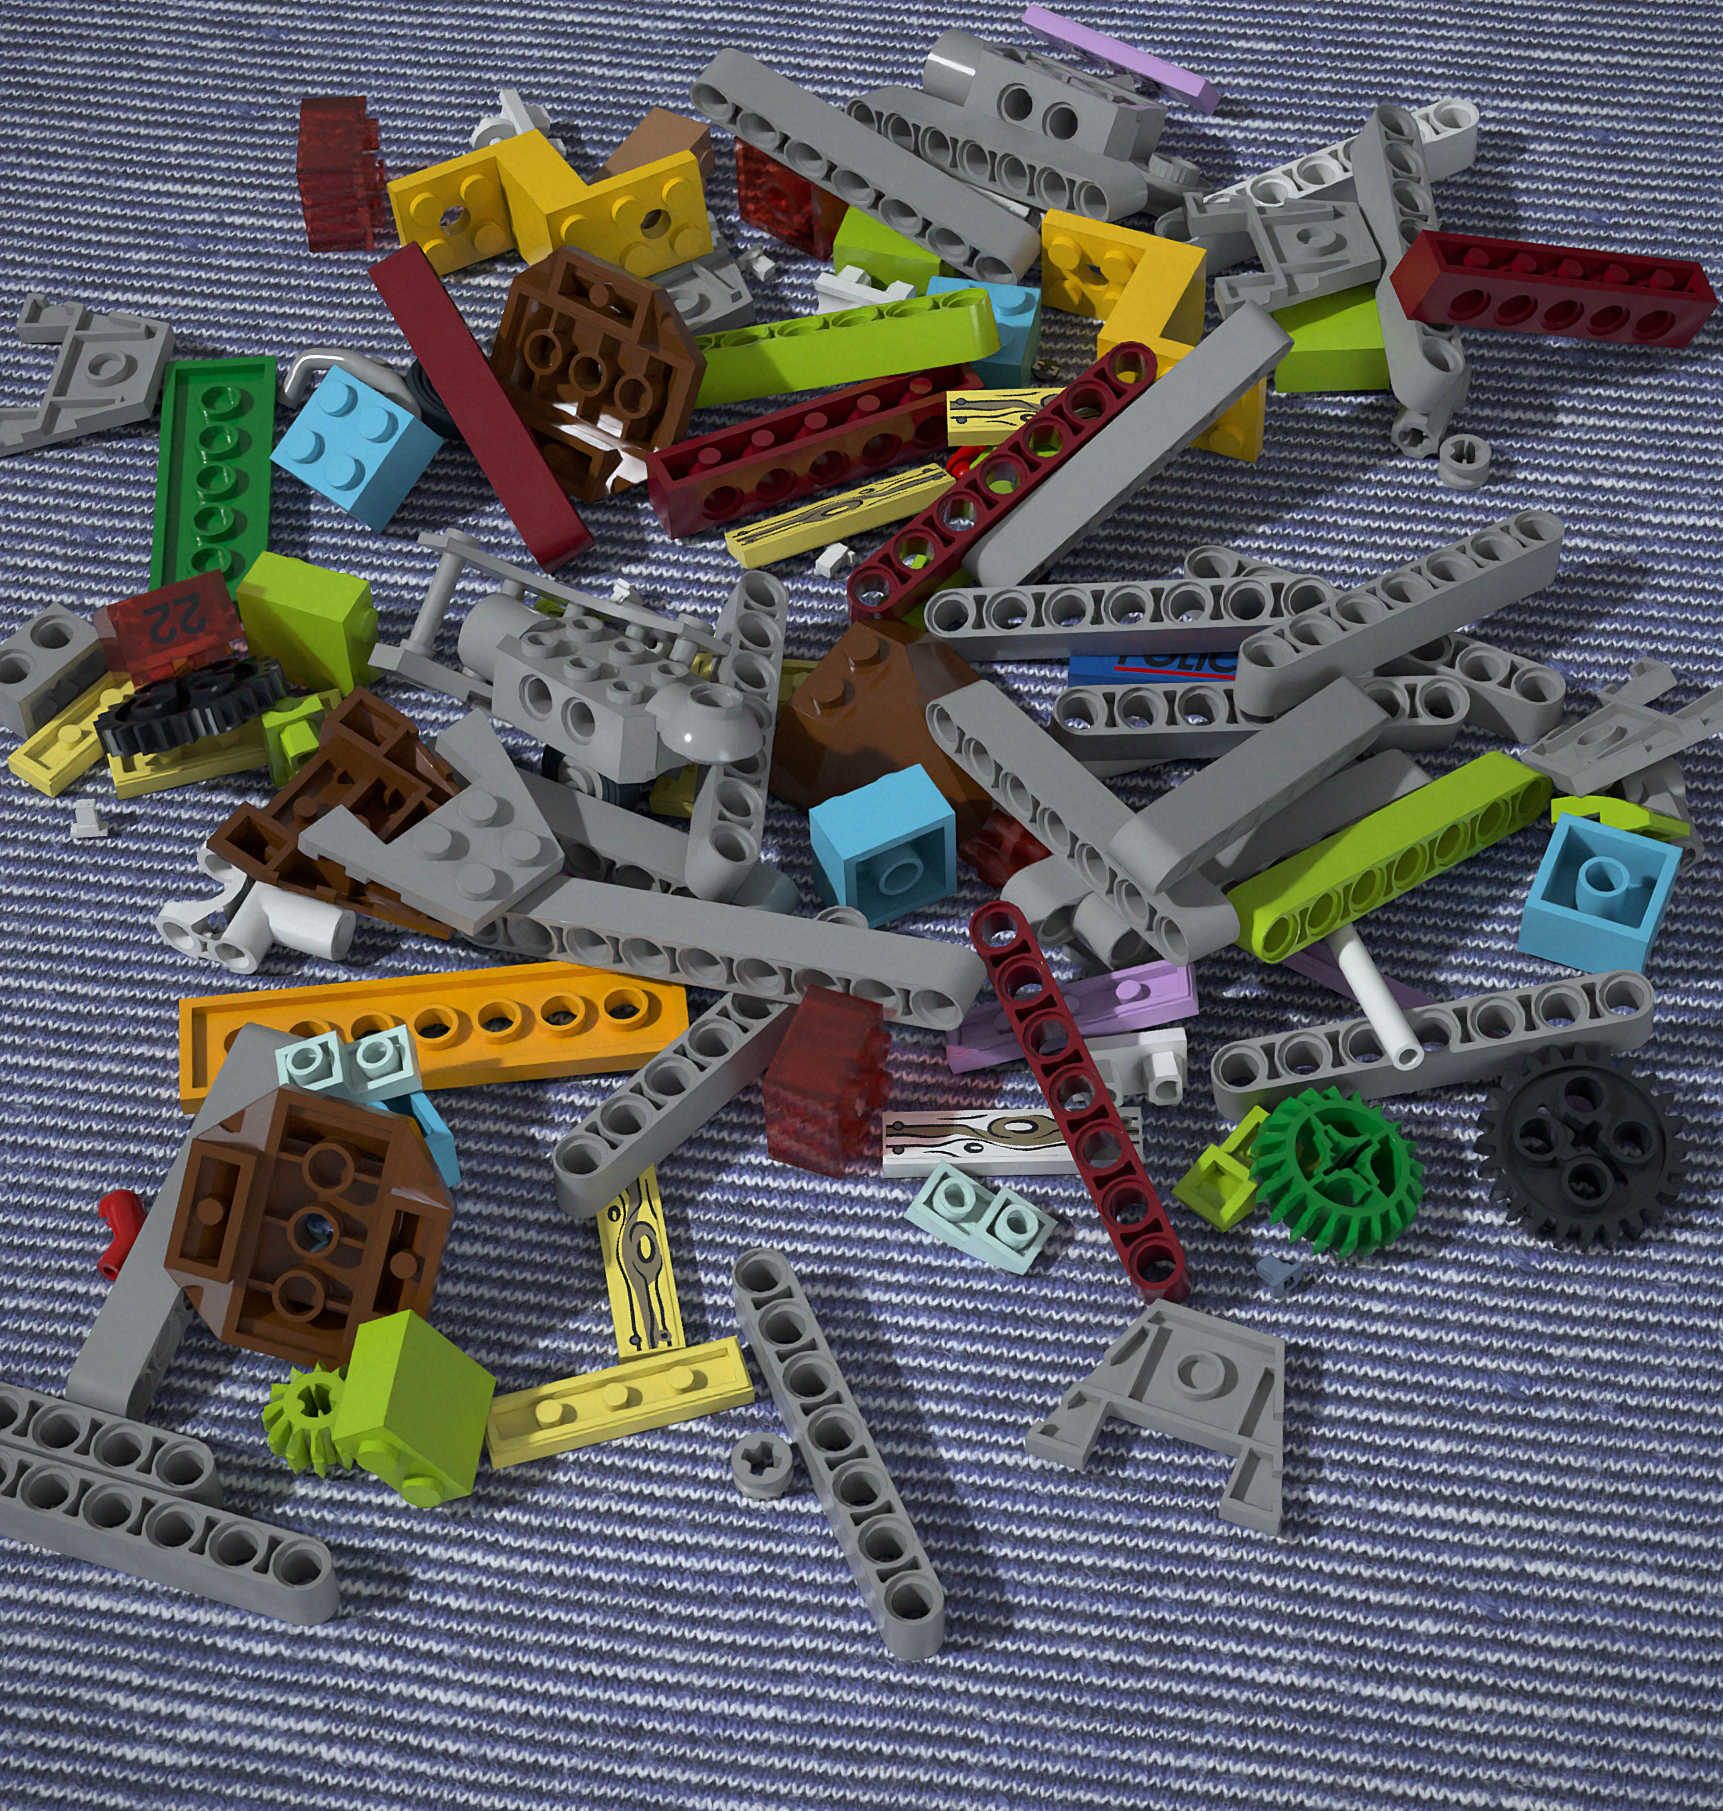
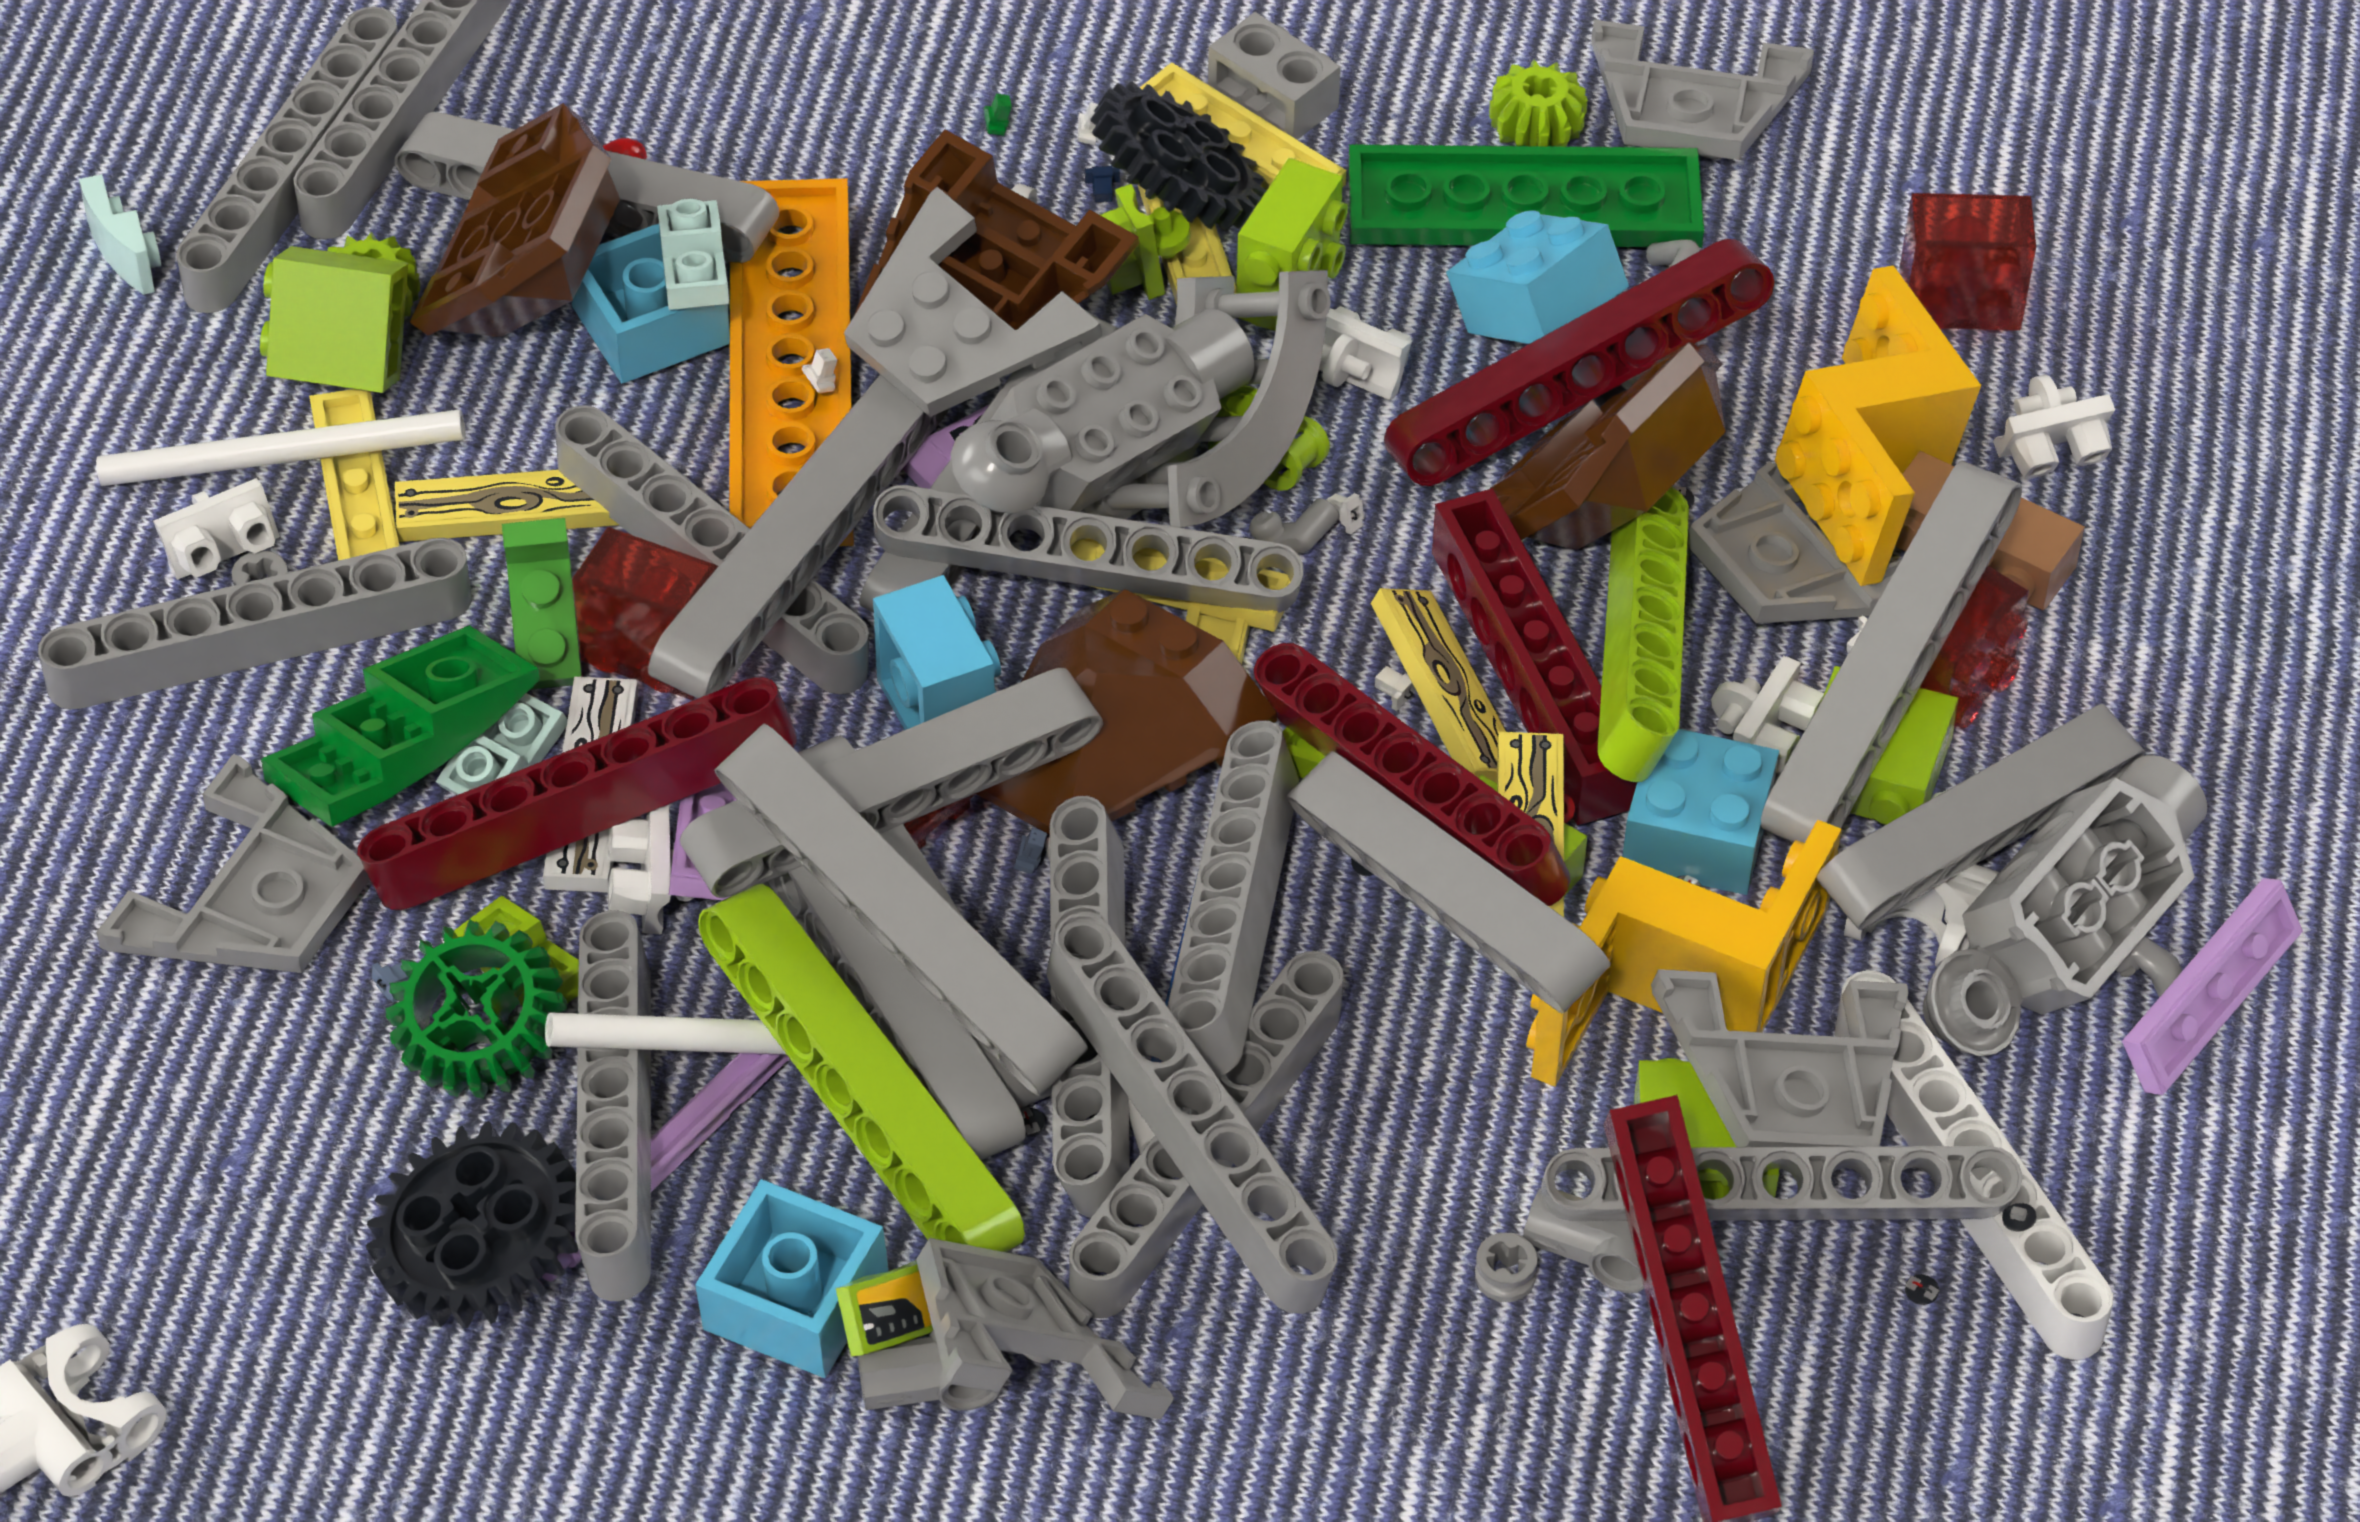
camera: 90 degrees right, 0 degrees up
(70, 897) = (997, 114): none -> green piece
(98, 476) = (1538, 106): none -> lime gear
(168, 625) = (1263, 118): clear red brick -> none
(173, 809) = (1102, 181): none -> dark blue piece
(265, 1669) = (120, 235): none -> light aqua slope
(401, 608) = (1363, 354): none -> white hips
(475, 983) = (822, 370): none -> white piece
(584, 1466) = (281, 447): none -> white piece
(726, 1523) = (217, 529): none -> white hips
(794, 1189) = (543, 599): none -> bright green bracket
(975, 1292) = (404, 725): none -> green slope

